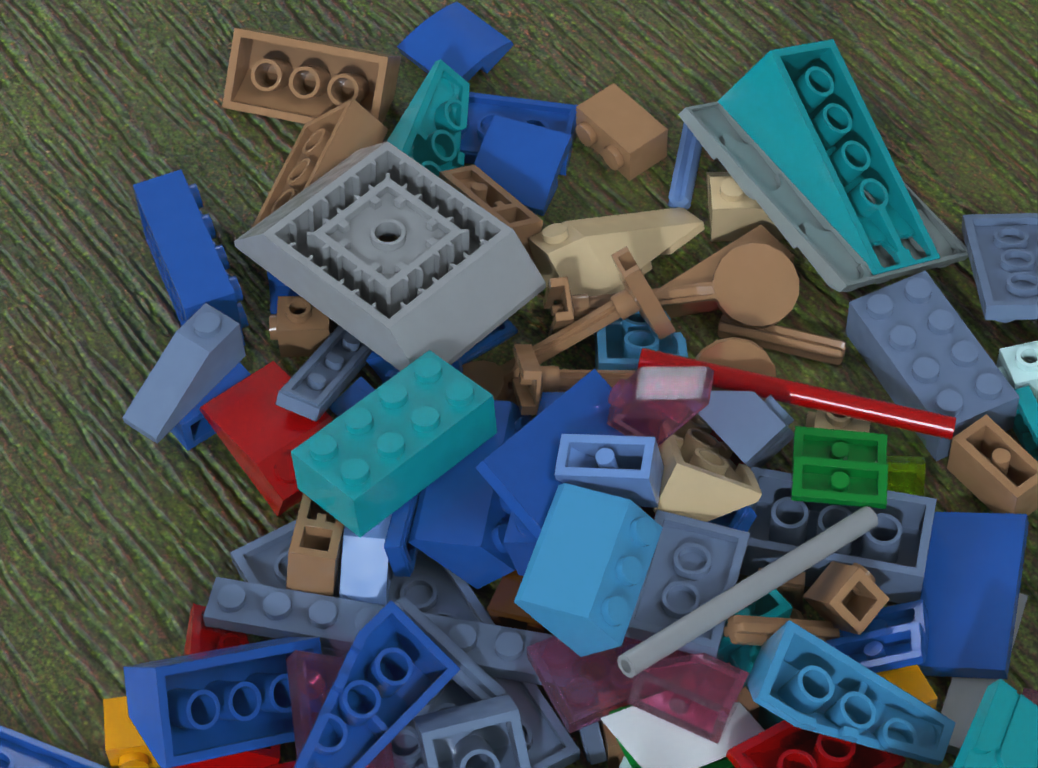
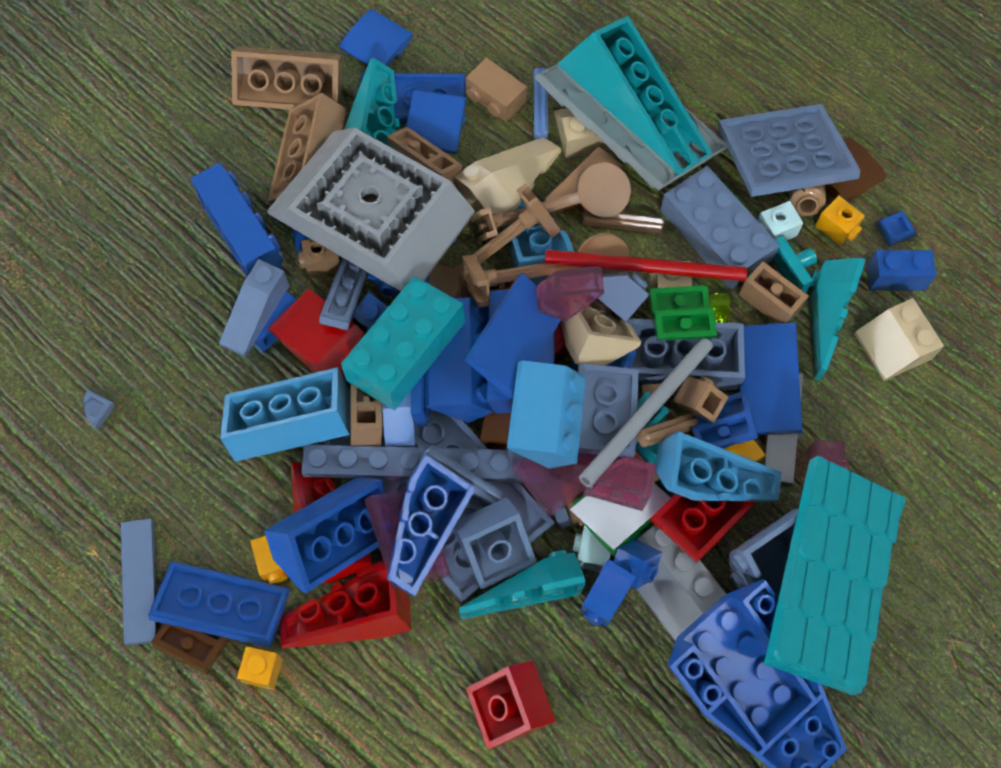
camera: 15 degrees left, 15 degrees up
(197, 528) = (286, 414): none -> dark azure brick
(612, 465) = (547, 343): medium blue slope -> none

